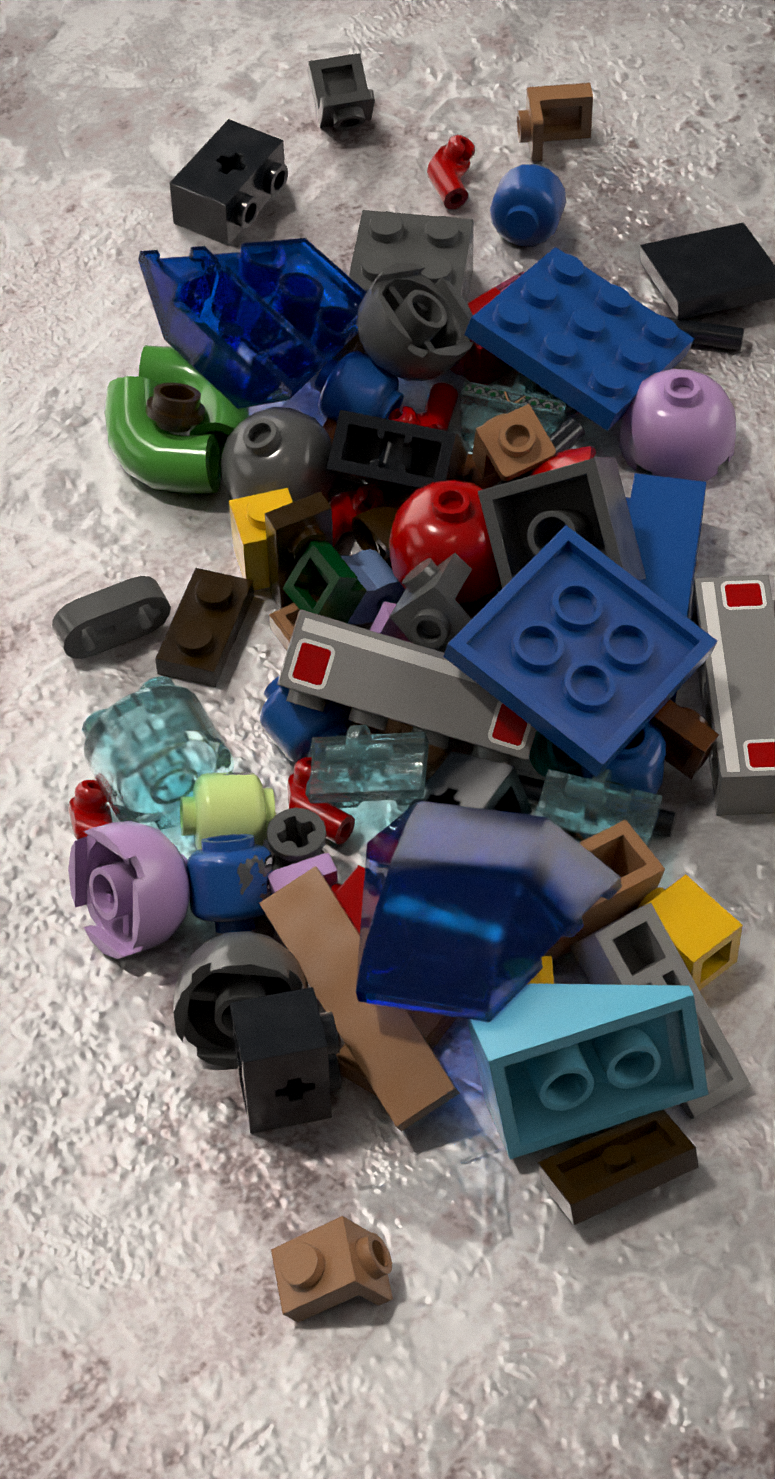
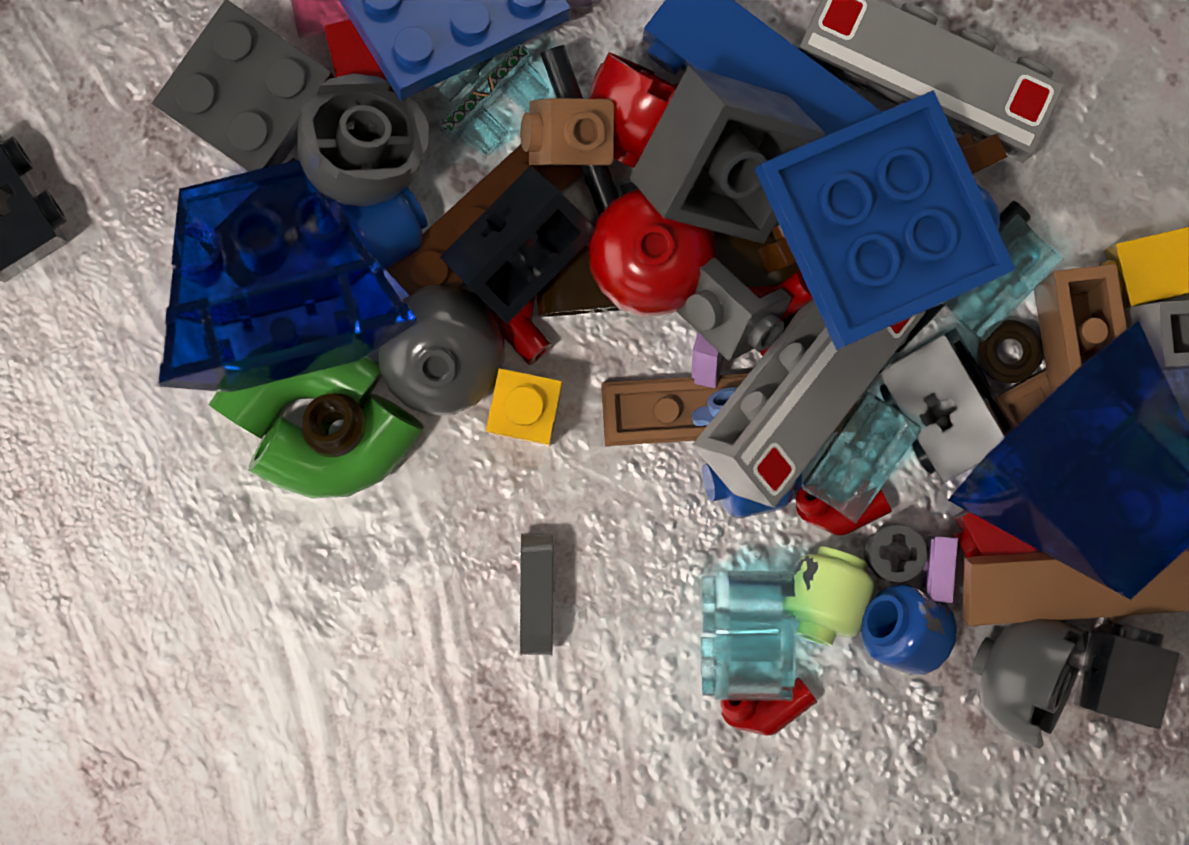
camera: 65 degrees left, 35 degrees up
(131, 885) = (870, 715): lavender cylinder -> none
(205, 627) = (581, 508): dark brown plate -> none
(288, 535) = (579, 390): dark brown plate -> none
(348, 586) = (628, 368): dark green leg -> none
(437, 410) = (438, 181): red arm -> none

